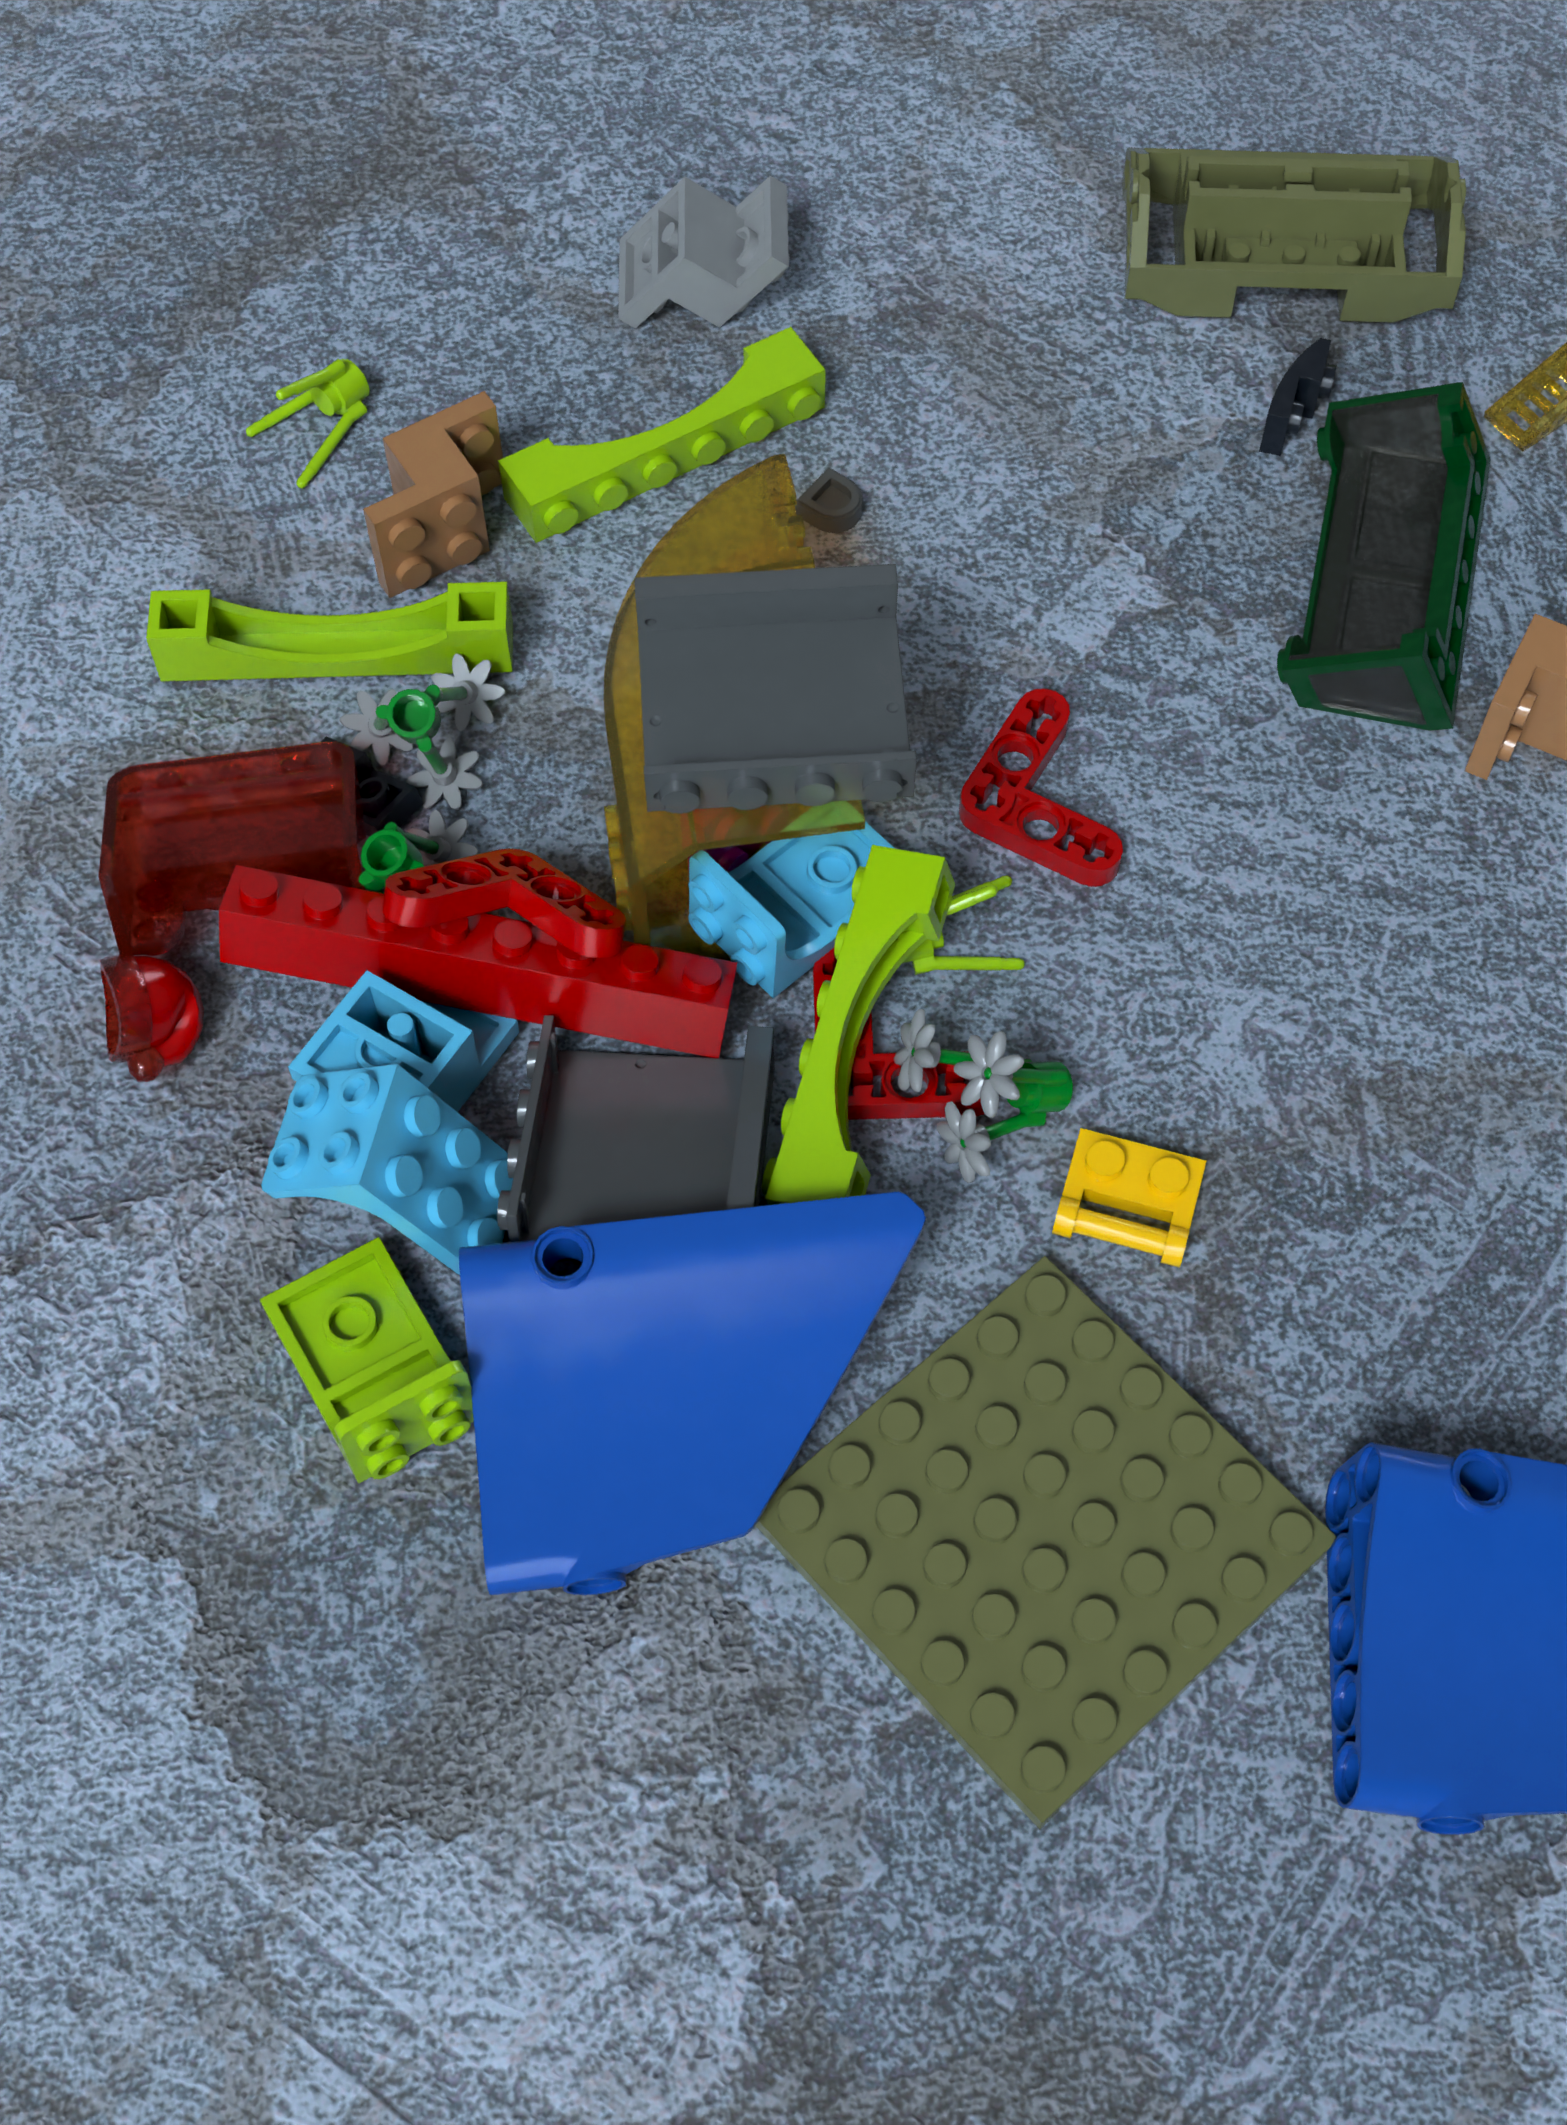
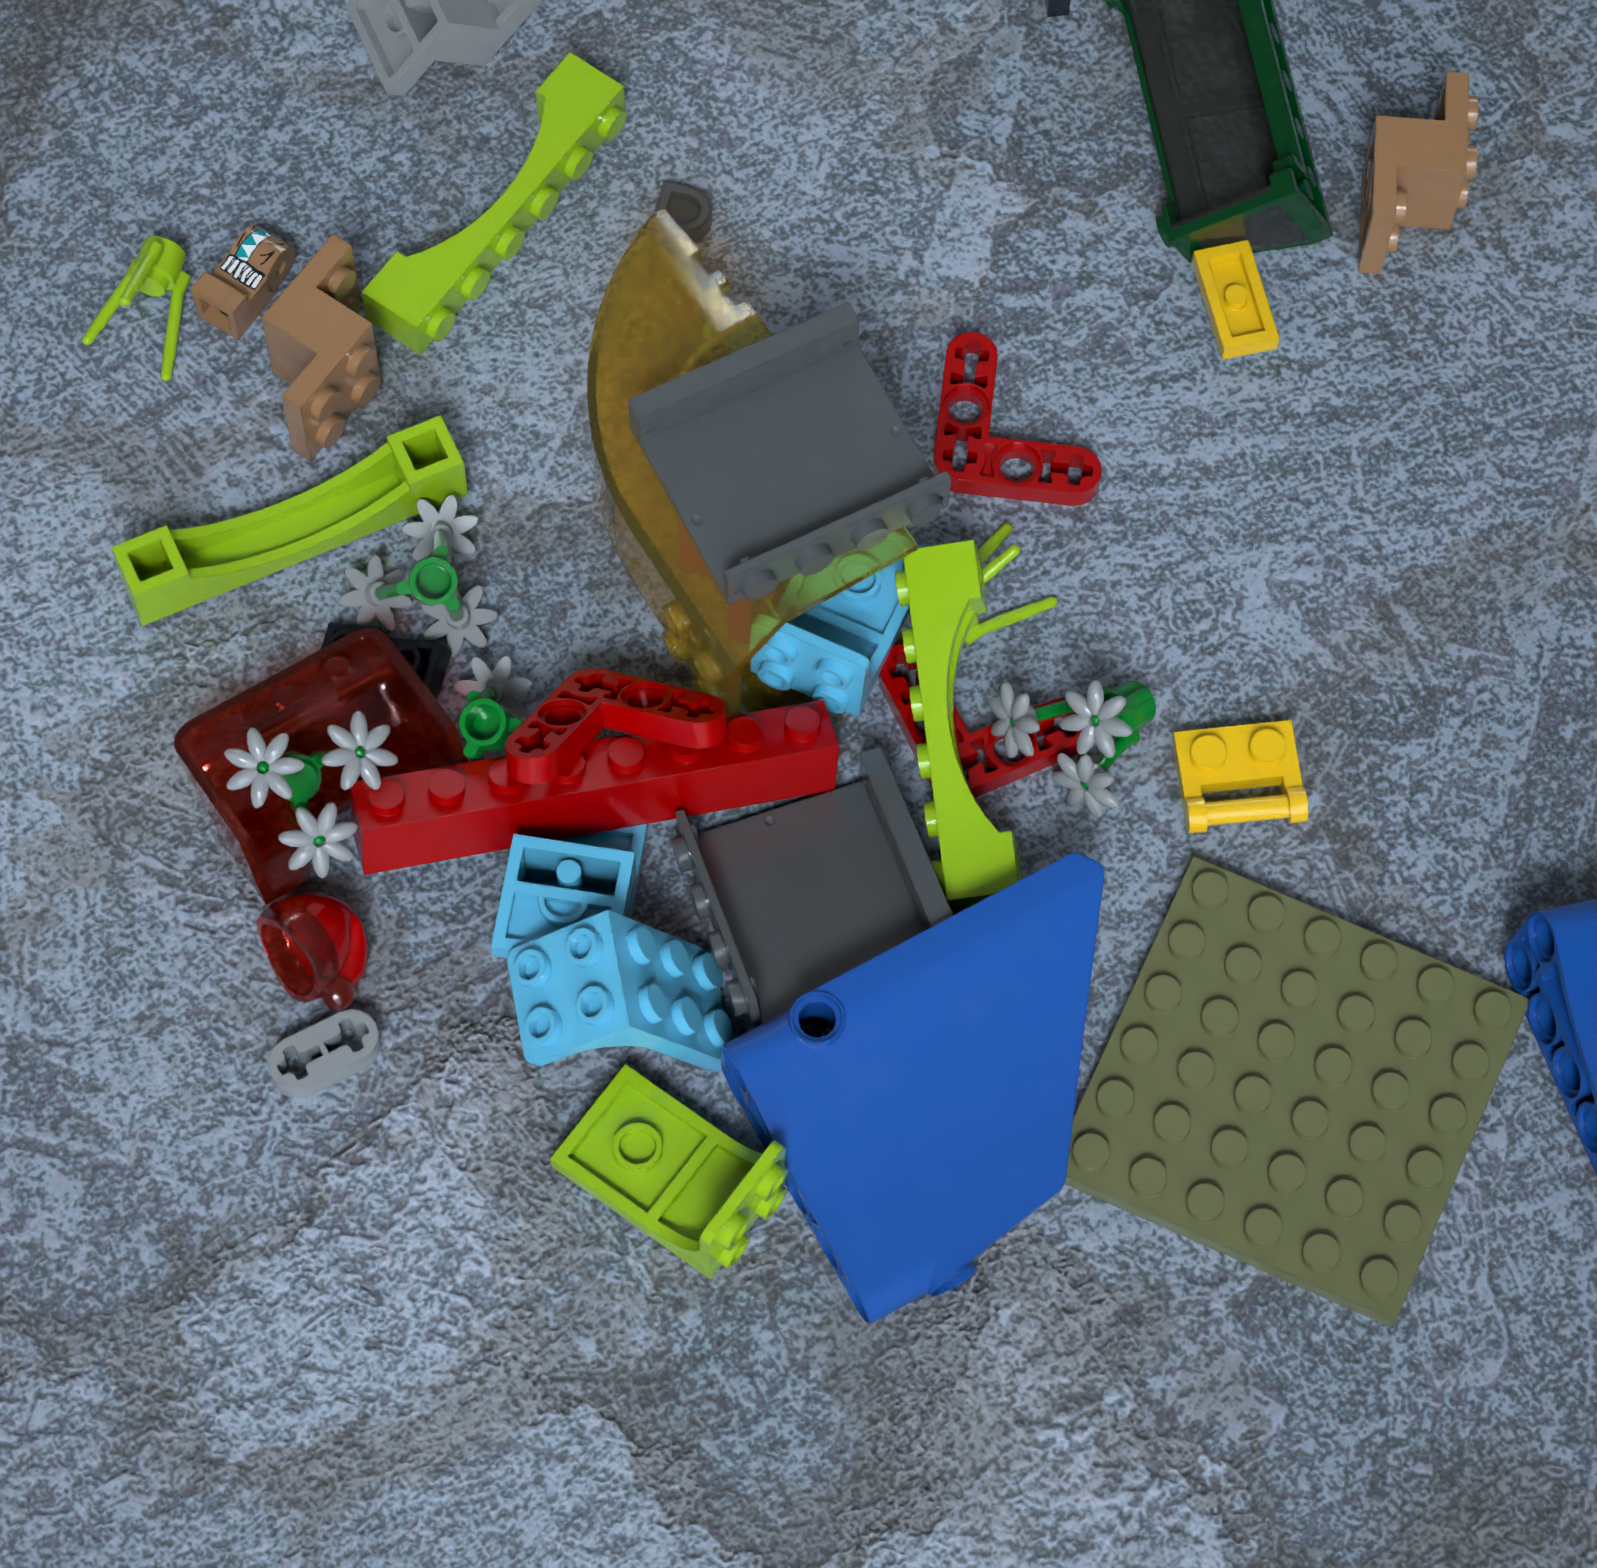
camera: 25 degrees left, 5 degrees up
(109, 1118) = (331, 1065): none -> light grey beam
(204, 851) = (299, 778): none -> light grey plant
(375, 422) = (243, 281): none -> medium nougat leg
(1326, 750) = (1235, 300): none -> yellow plate

